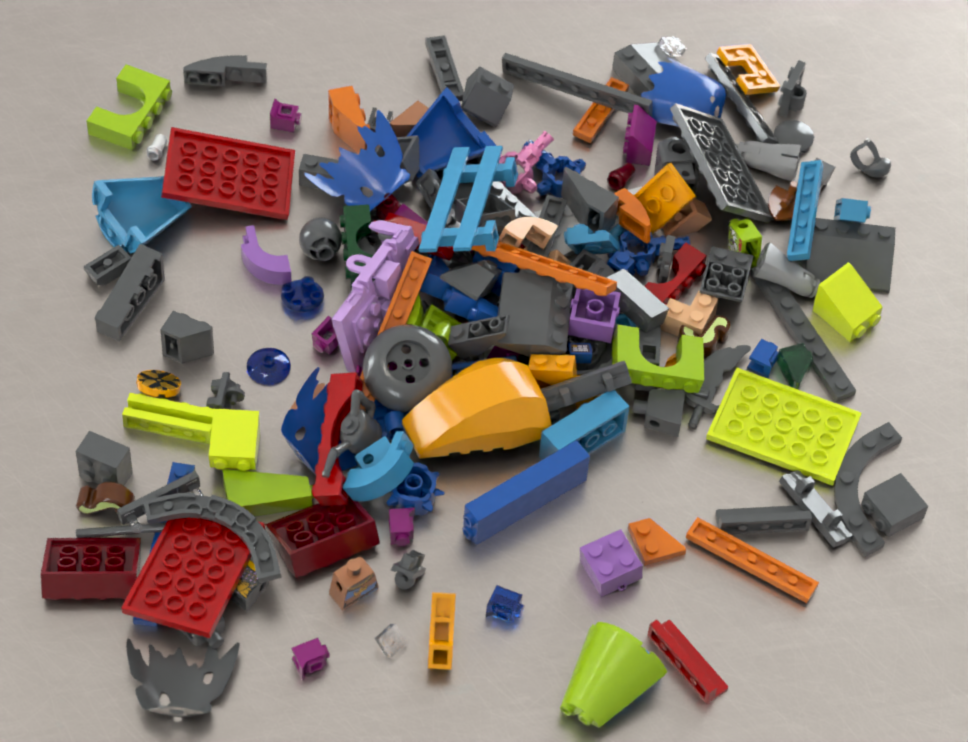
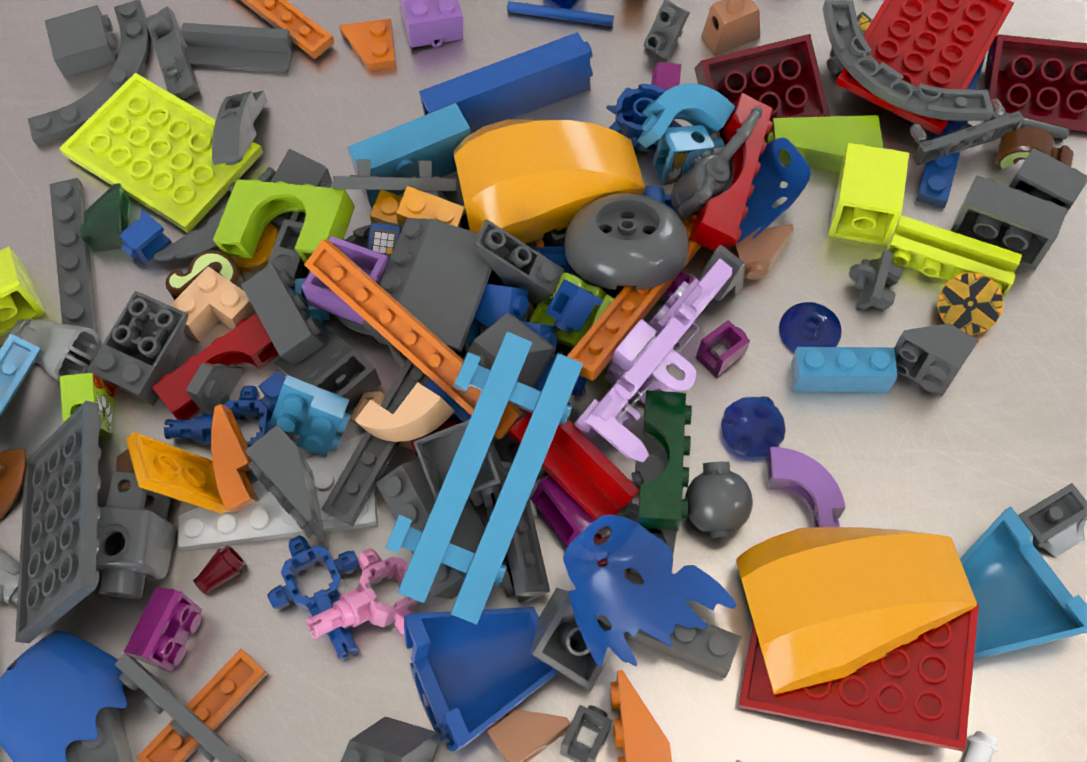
camera: 160 degrees left, 10 degrees up
(131, 292) = (1015, 453): dark grey wedge -> none
(144, 434) = (1009, 220): none -> dark grey brick
(240, 186) = (847, 597): none -> light orange windscreen
(245, 331) = (843, 369): none -> dark azure brick
(333, 365) = (735, 282): none -> dark grey slope
(434, 312) = (572, 306): none -> blue brick
(488, 589) = (560, 13): none -> blue bar
(728, 433) = (235, 127): none -> dark grey slope

